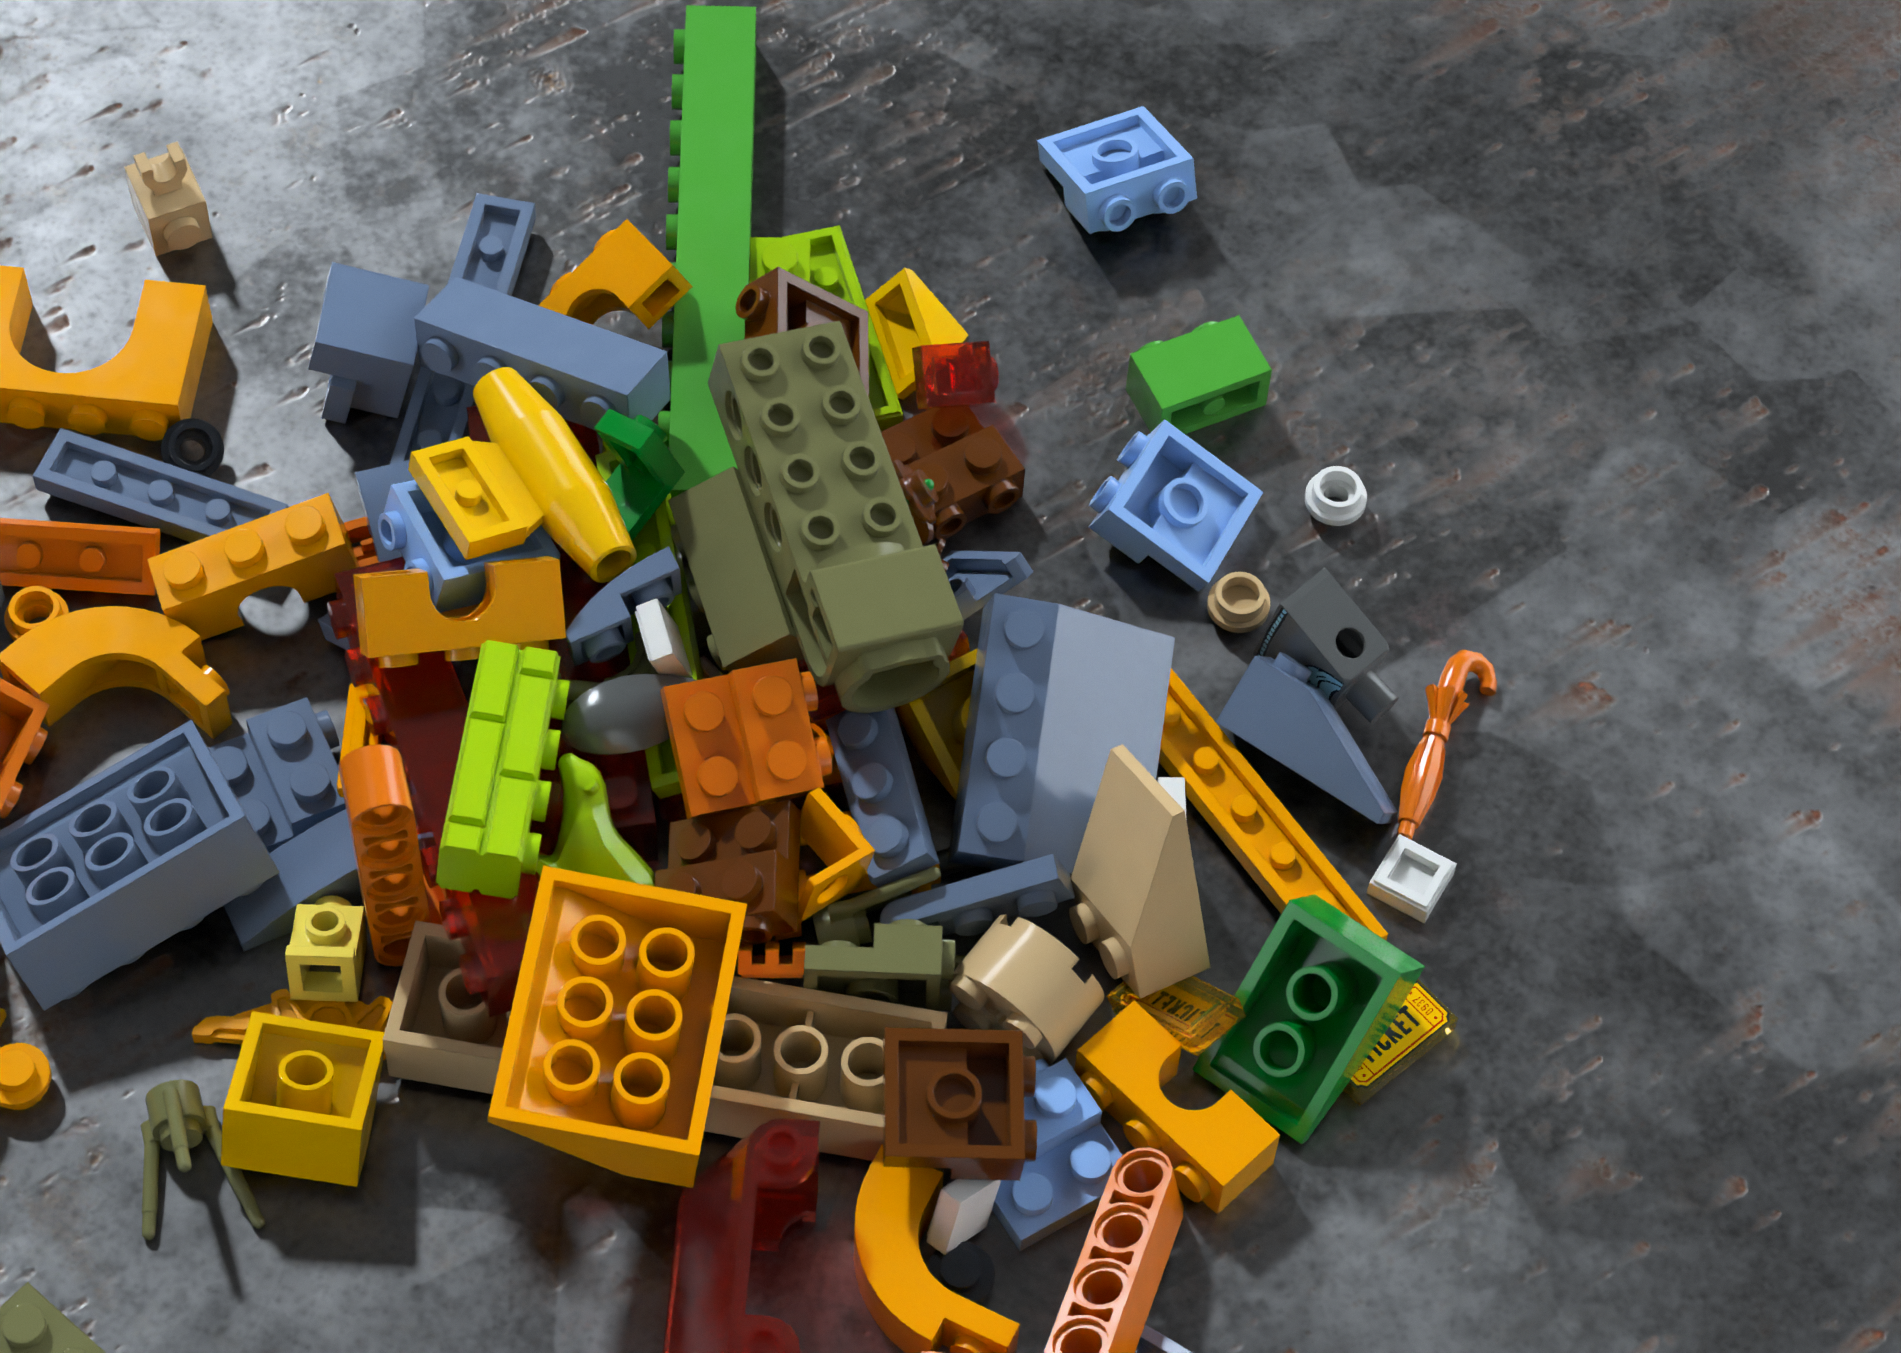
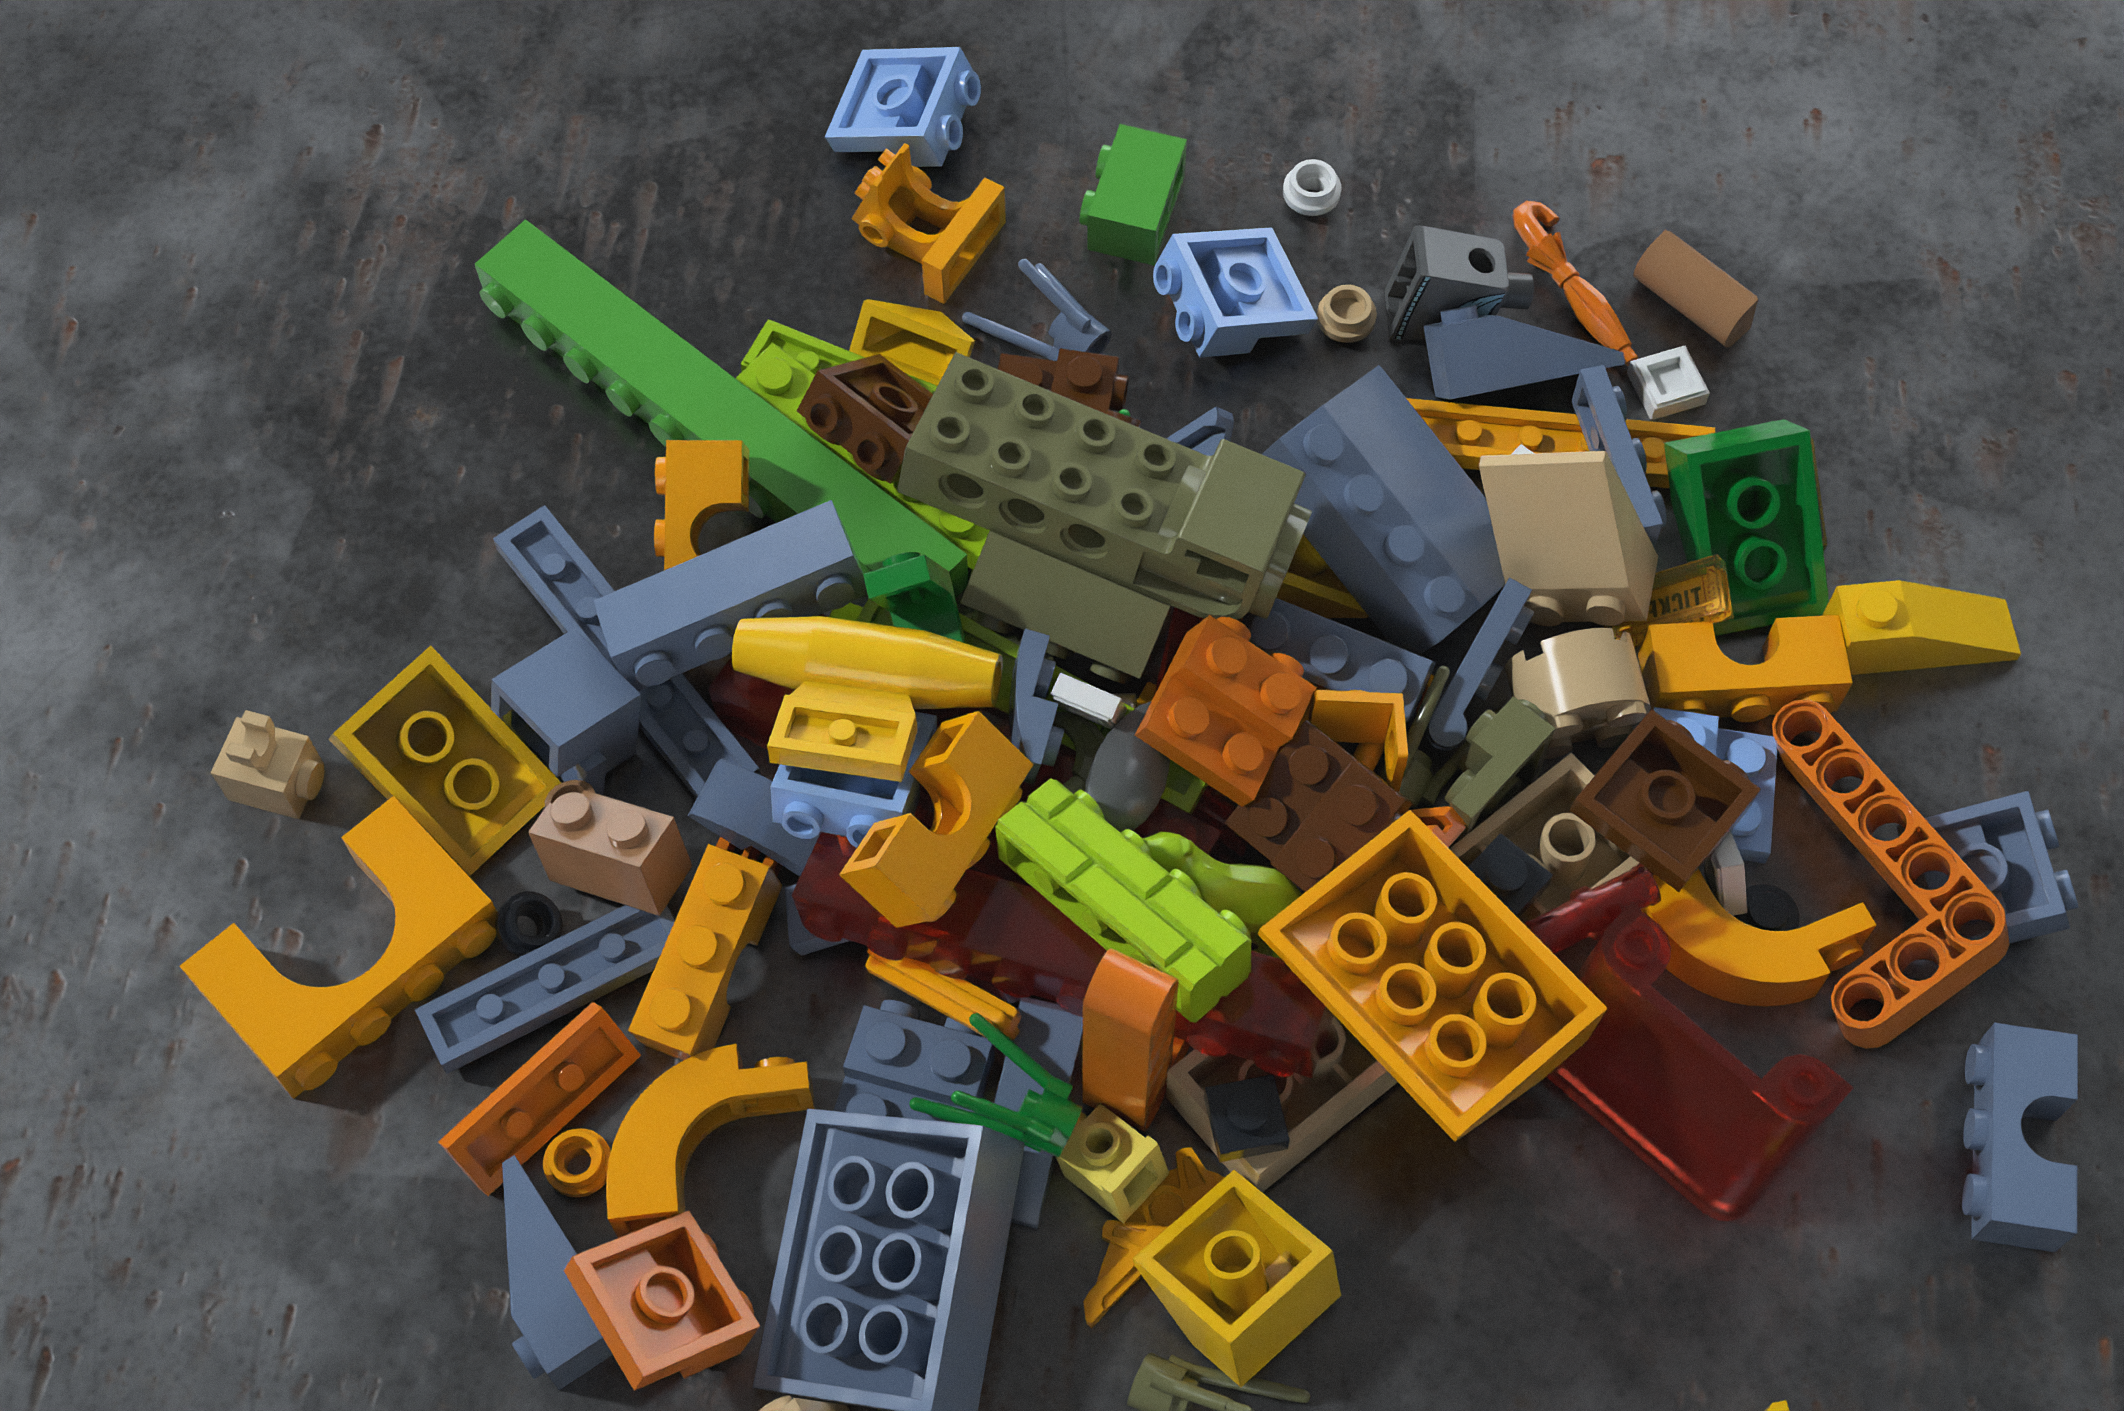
camera: 45 degrees left, 5 degrees up
(266, 297) = (446, 760): none -> yellow slope
(285, 439) = (610, 847): none -> medium nougat hinge
(301, 863) = (1042, 1119): none -> green plant
(416, 995) = (1246, 1118): none -> black plate
(775, 1100) = (1594, 909): none -> clear red pin
(778, 1036) = (1511, 874): none -> black plate
(955, 375) = (997, 335): clear red bracket -> none
(1022, 225) = (903, 192): none -> light orange tile
(1027, 427) = (1070, 330): none -> sand blue plant
(1269, 873) = (1602, 420): none -> sand blue plate
(1345, 1215) = (1920, 627): none -> yellow slope
(1515, 835) = (1697, 288): none -> medium nougat brick

